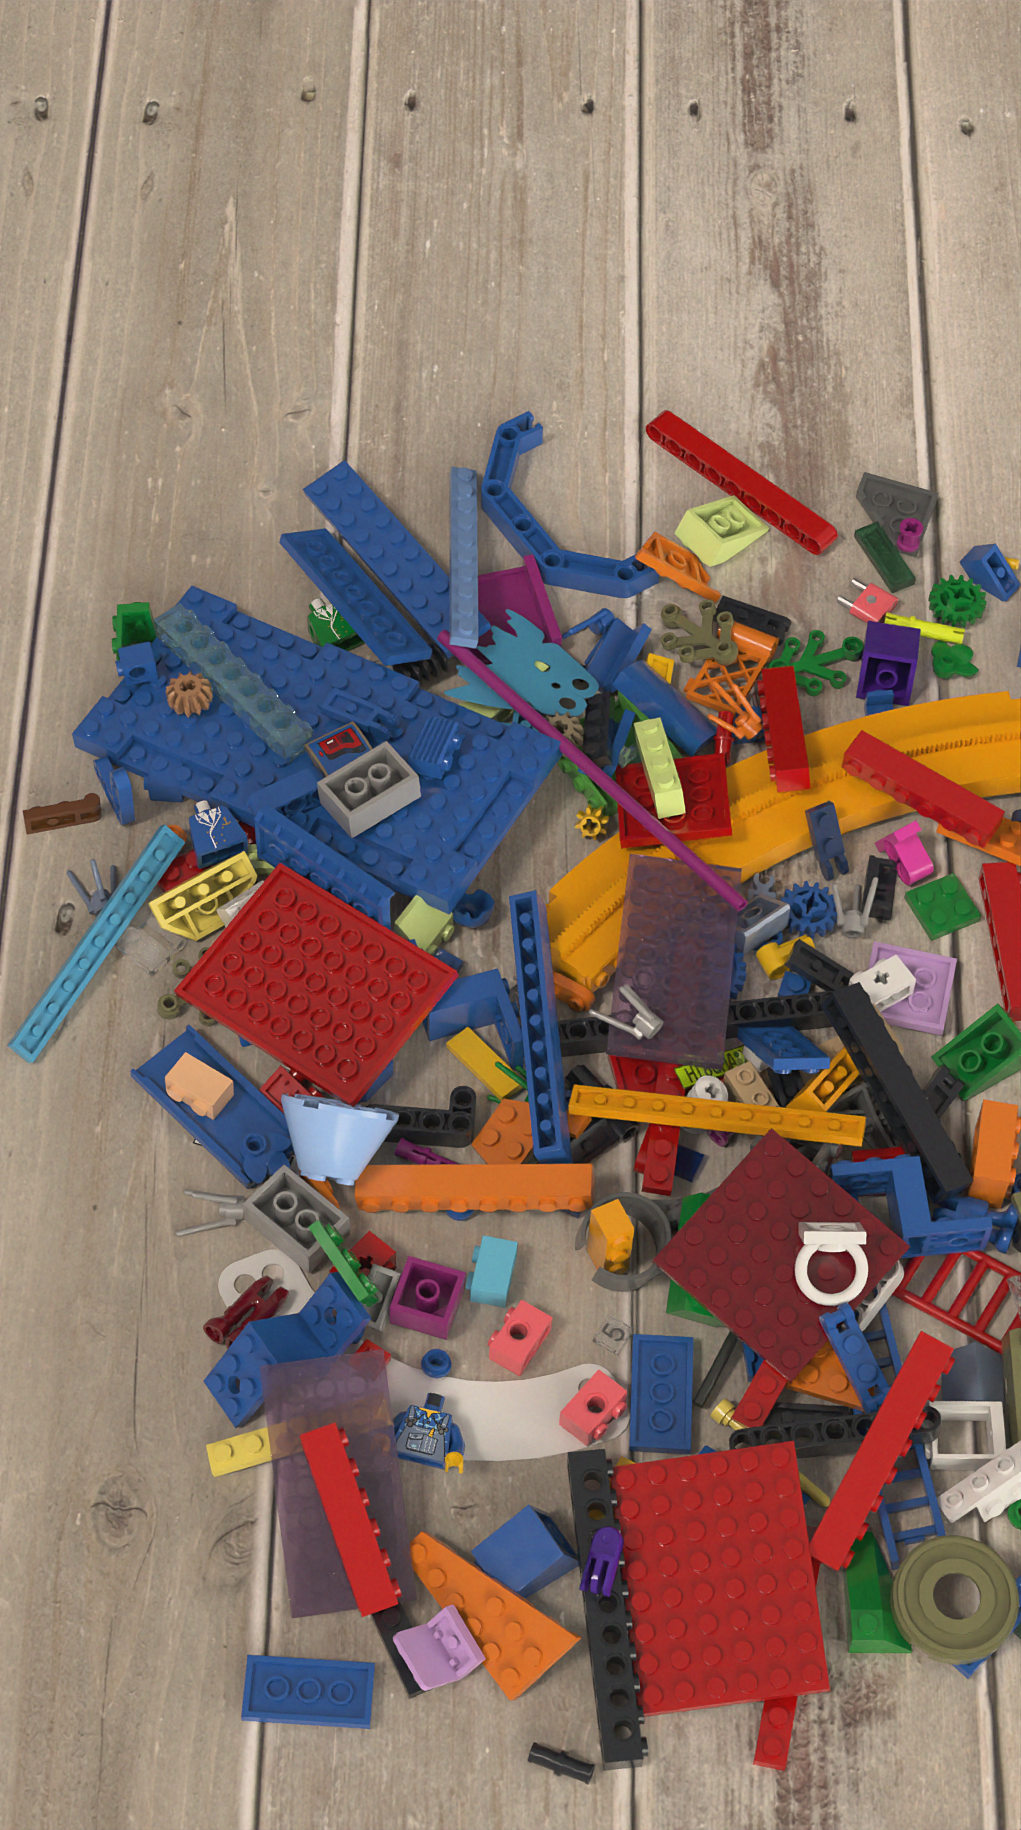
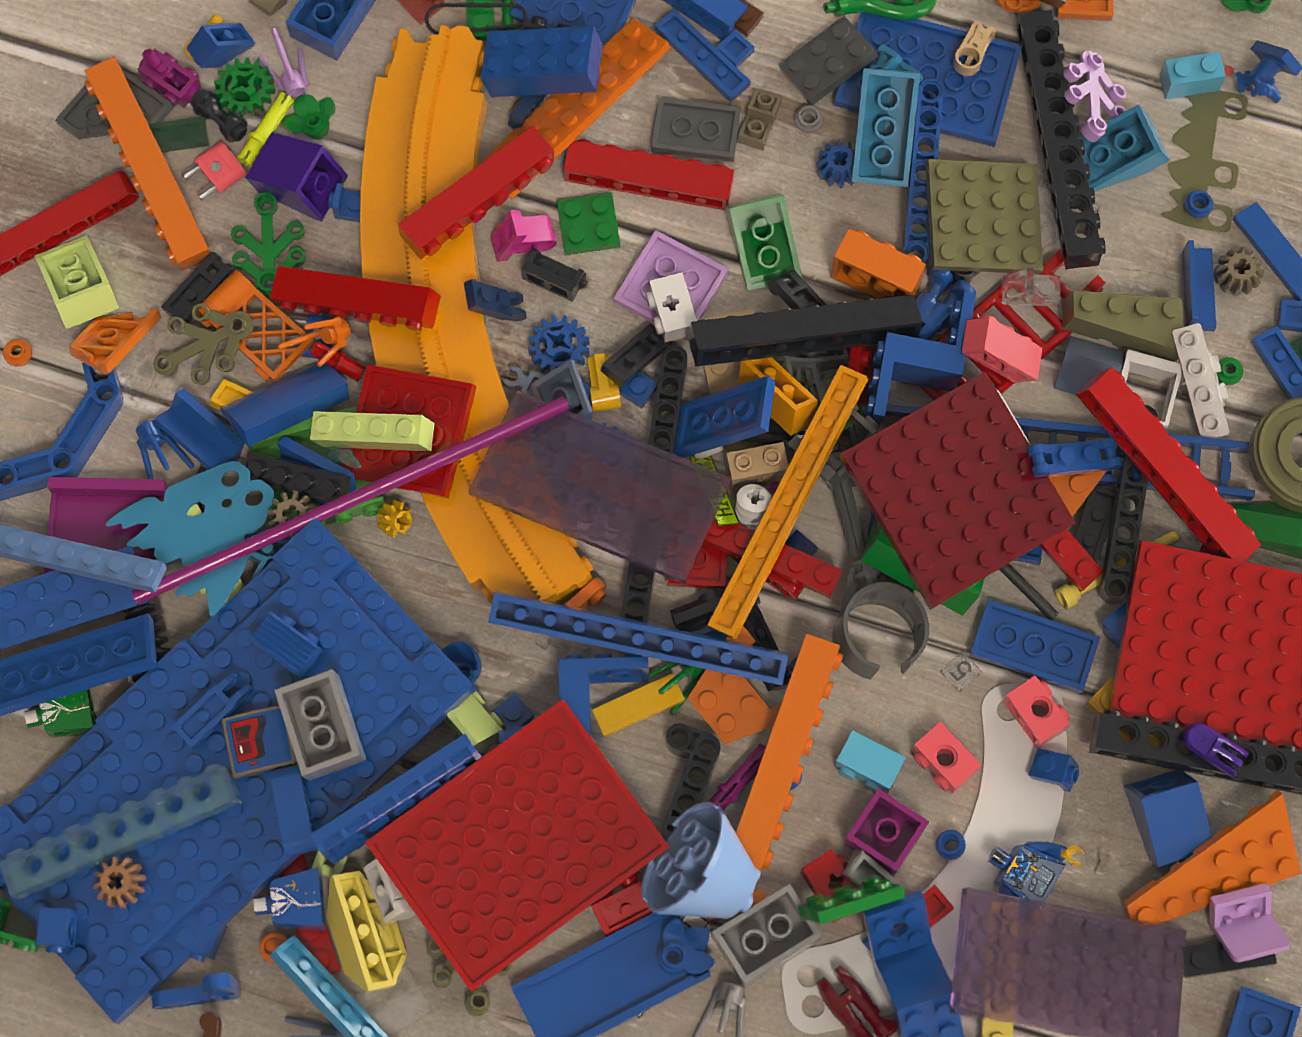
camera: 70 degrees left, 15 degrees up
(199, 1086) = (591, 995): light nougat brick -> none
(348, 1519) = (1116, 969): red brick -> none
(541, 1441) = (1054, 769): none -> blue bracket
(610, 1237) = (883, 639): light orange brick -> none
(638, 513) = (17, 360): none -> orange plate
(646, 1021) = (670, 533): light grey plant -> none
(831, 1238) = (974, 436): white tile -> none
(849, 546) = (147, 162): none -> orange brick
(853, 920) = (586, 310): light grey plant -> none
(909, 538) = (149, 101): magenta bush -> none
(916, 599) = (208, 105): none -> black piece
(941, 538) = (164, 74): none -> magenta brick
(948, 1273) = (1002, 349): none -> coral brick
(979, 634) = (292, 81): none -> lavender plant

